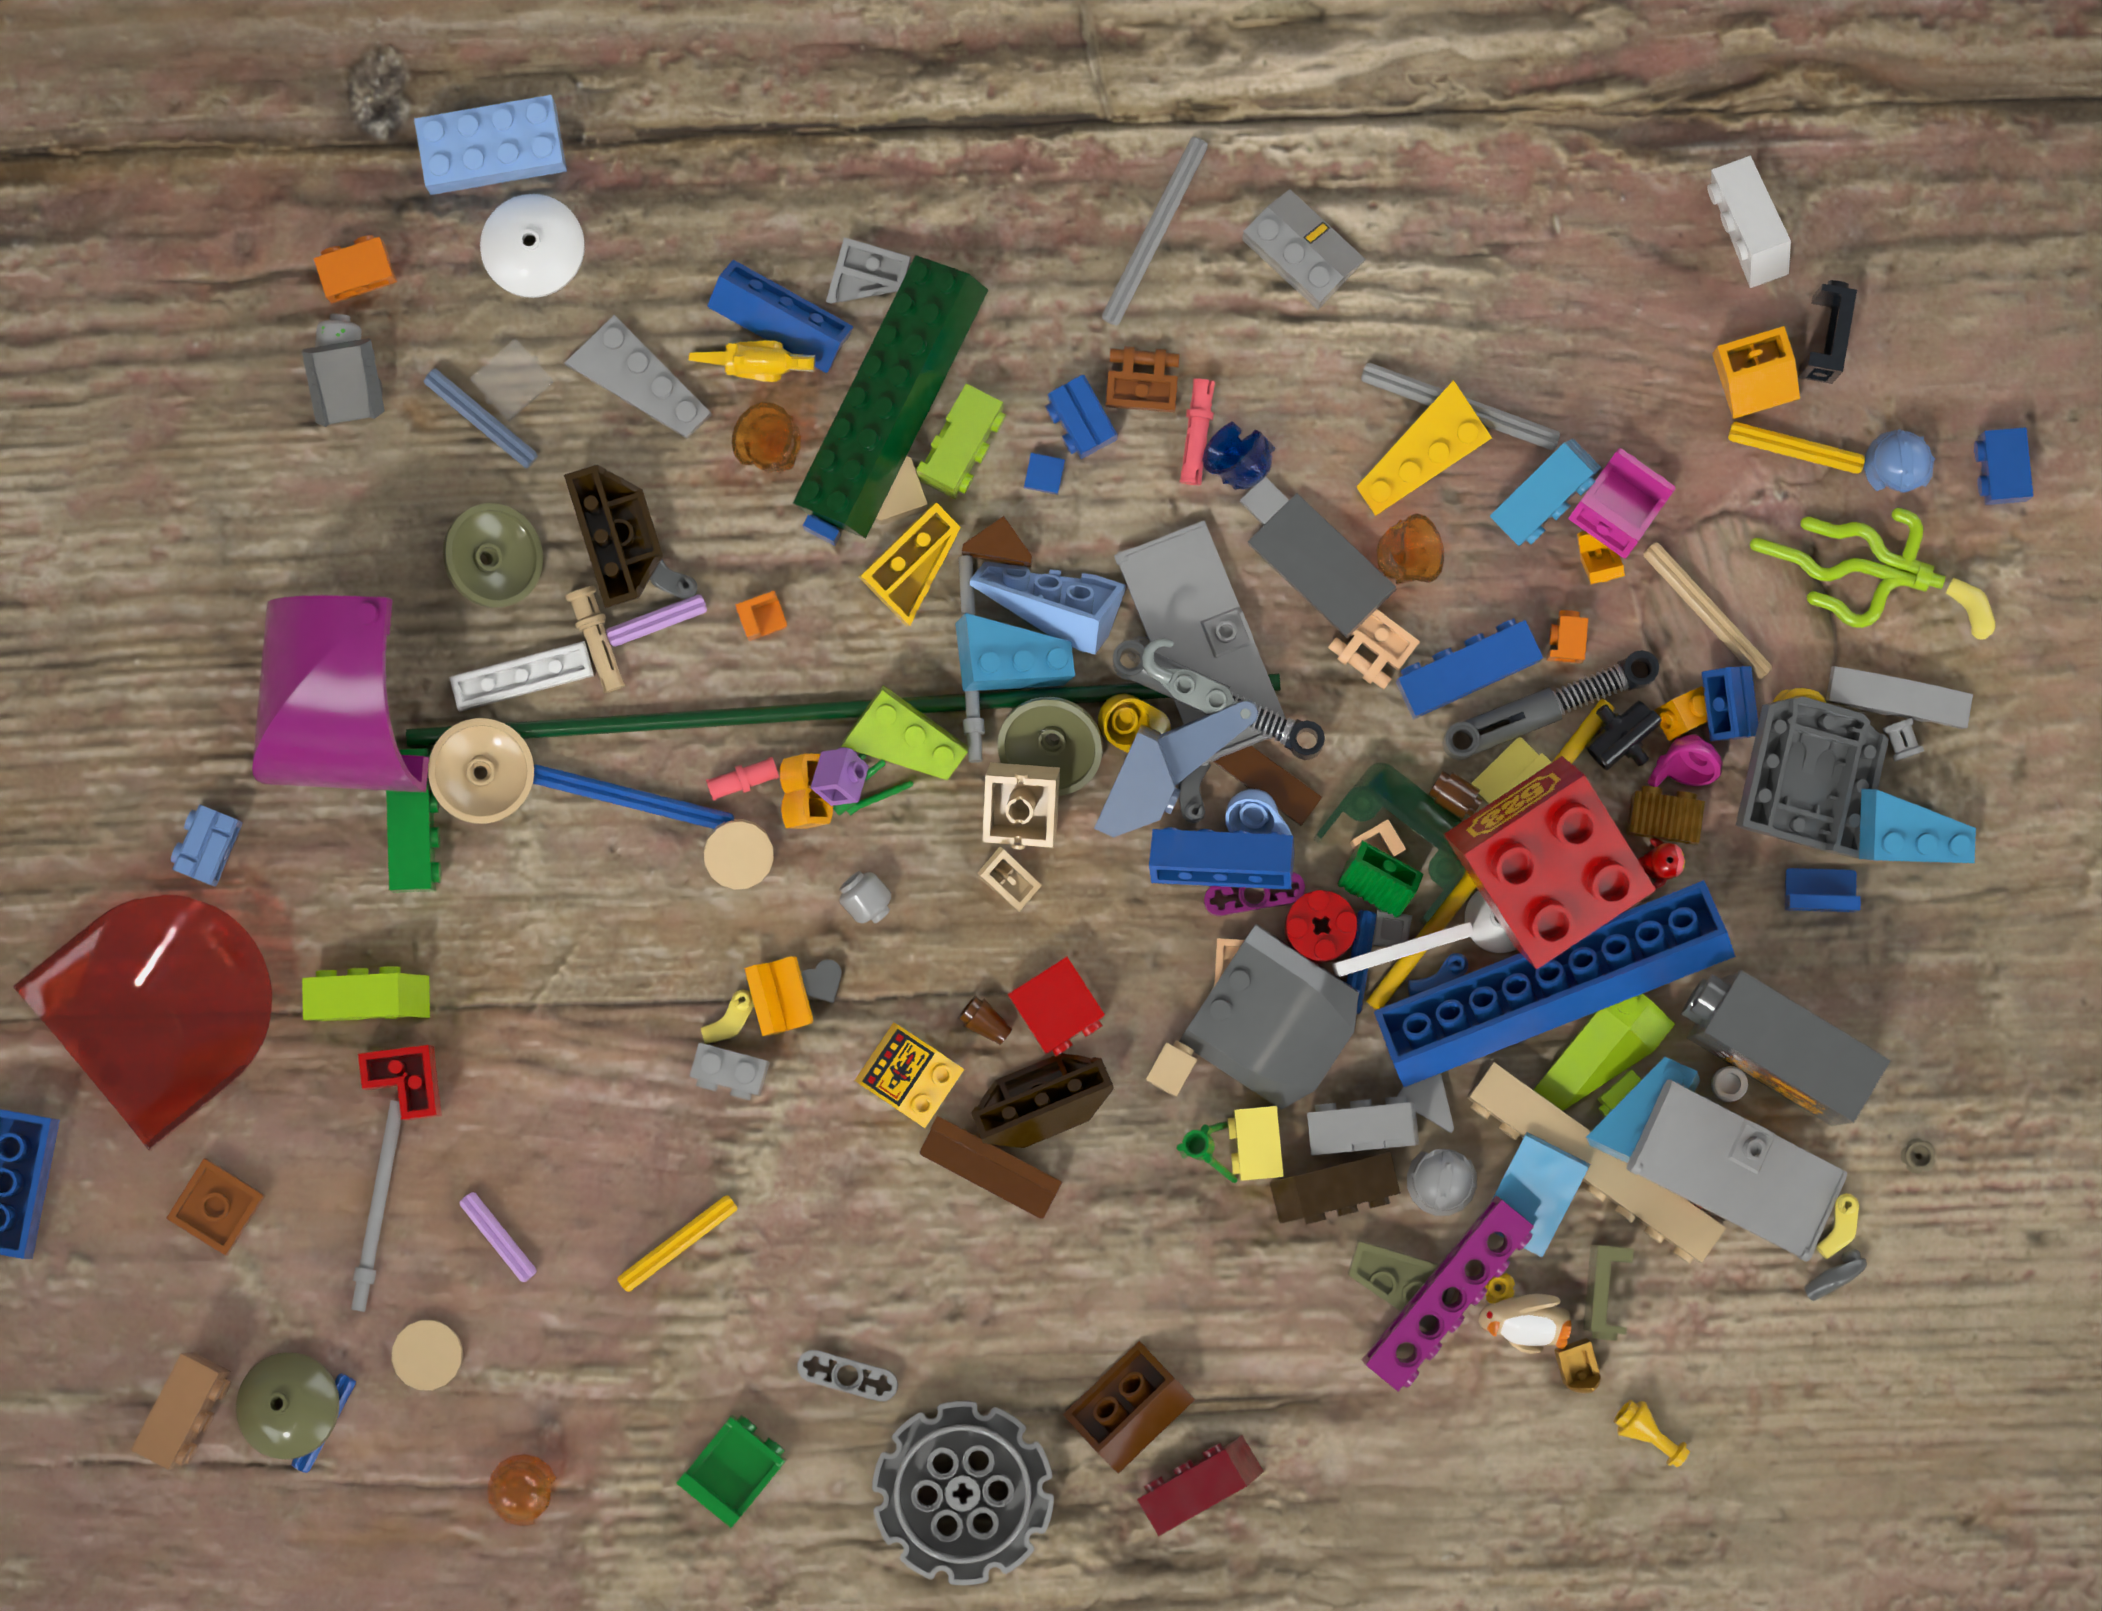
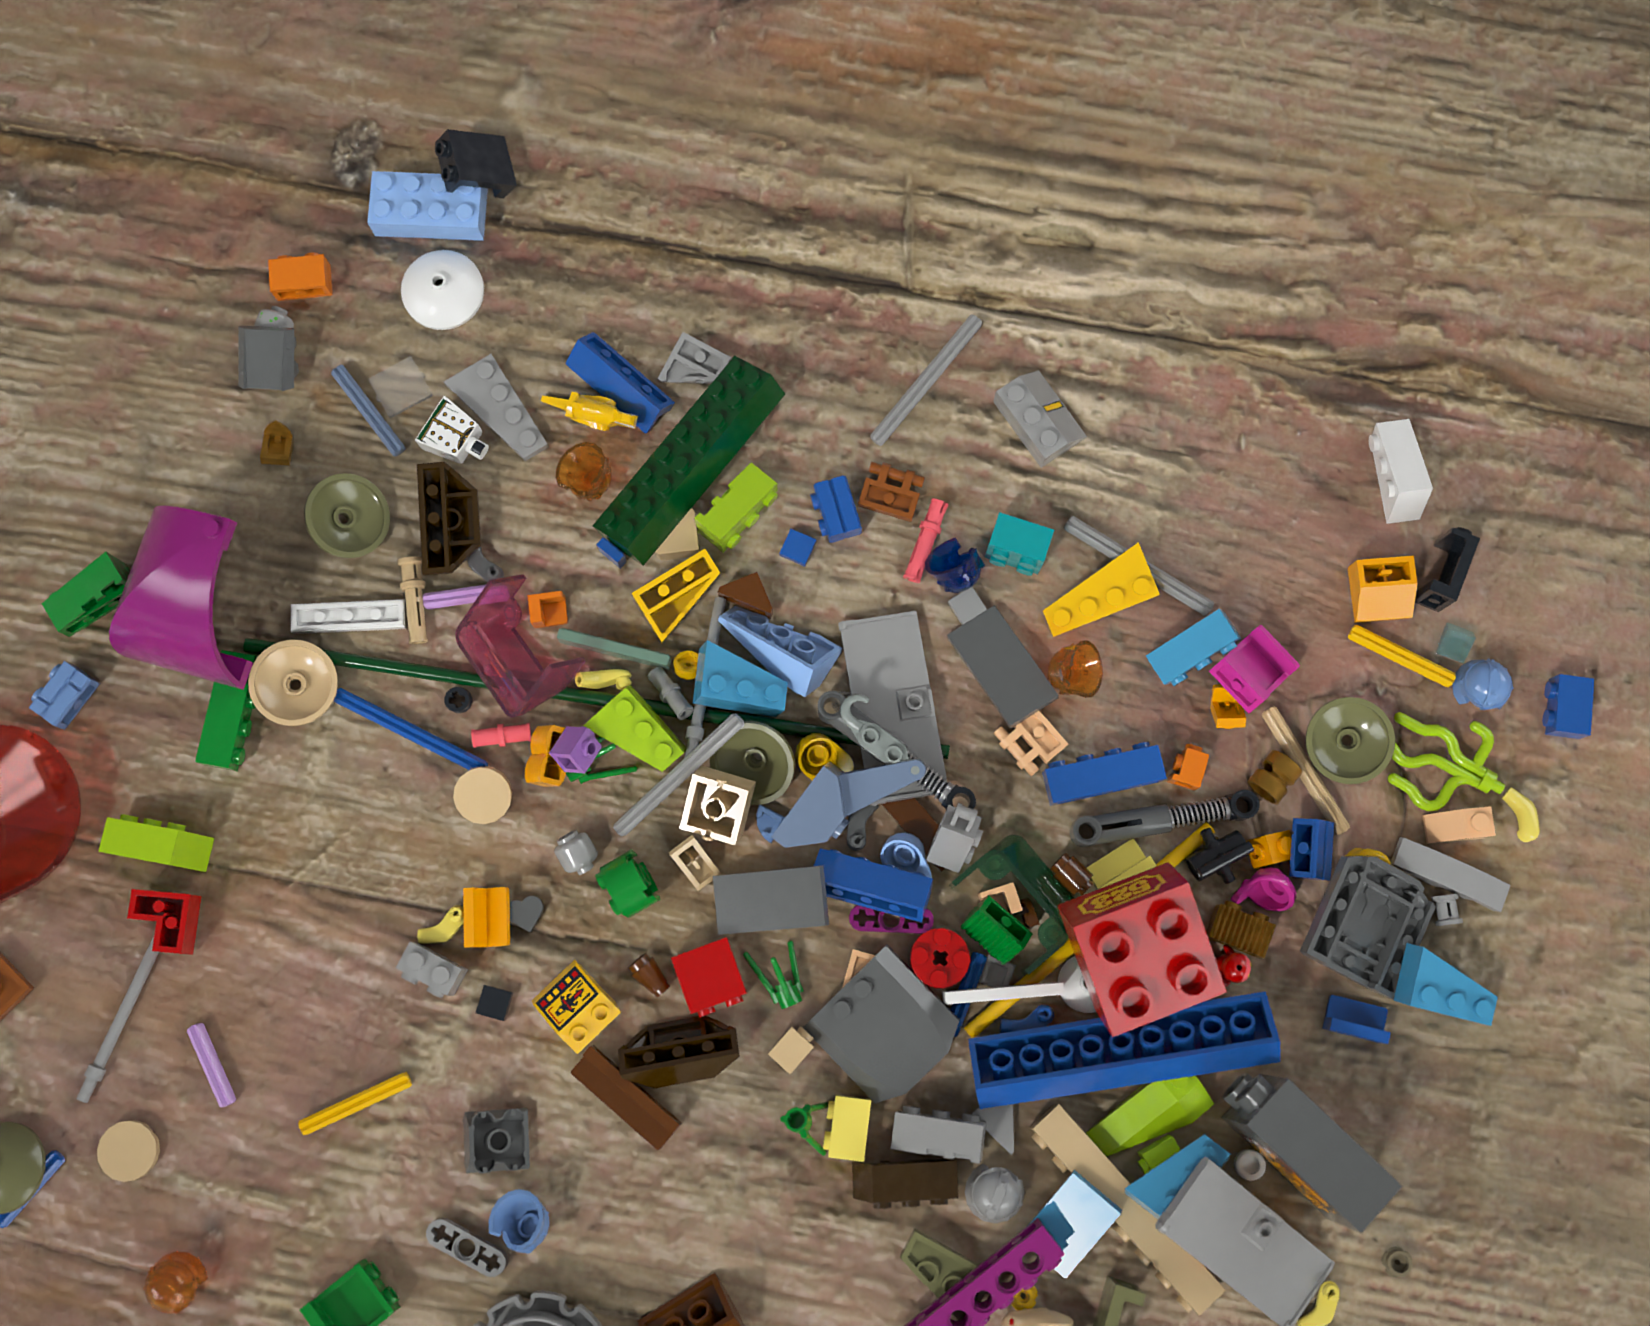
camera: 10 degrees right, 5 degrees down
(207, 719) = (88, 595): none -> green wedge
(382, 486) = (276, 444): none -> pearl gold plate
(539, 80) = (475, 162): none -> black panel
(592, 426) = (451, 434): none -> white torso
(676, 758) = (462, 692): none -> black bush
(722, 685) = (502, 656): none -> clear pink windscreen
(810, 1093) = (494, 1002): none -> black tile
(848, 684) = (603, 679): none -> light yellow arm
(851, 1248) = (496, 1140): none -> dark grey slope
(853, 645) = (614, 648): none -> sand green tile
(903, 1329) = (520, 1220): none -> medium blue helmet
(932, 684) = (670, 693): none -> light grey pin
(937, 921) = (628, 884): none -> green brick
(943, 646) = (686, 664): none -> yellow tile
(967, 779) = (678, 774): none -> light grey axle
(1084, 812) = (768, 822): none -> medium blue tile
(1108, 902) = (771, 900): none -> dark grey tile
(1151, 1006) = (787, 992): none -> green plant
(1309, 782) = (955, 838): none -> light grey brick
(1310, 414) = (1018, 544): none -> teal brick
(1414, 852) = (1028, 913): none -> reddish brown tile
(1671, 627) = (1274, 777): none -> pearl gold wheel
(1777, 567) = (1370, 745): none -> olive dish
(1858, 417) = (1455, 642): none -> clear light blue slope
(1899, 637) = (1459, 825): none -> light nougat slope

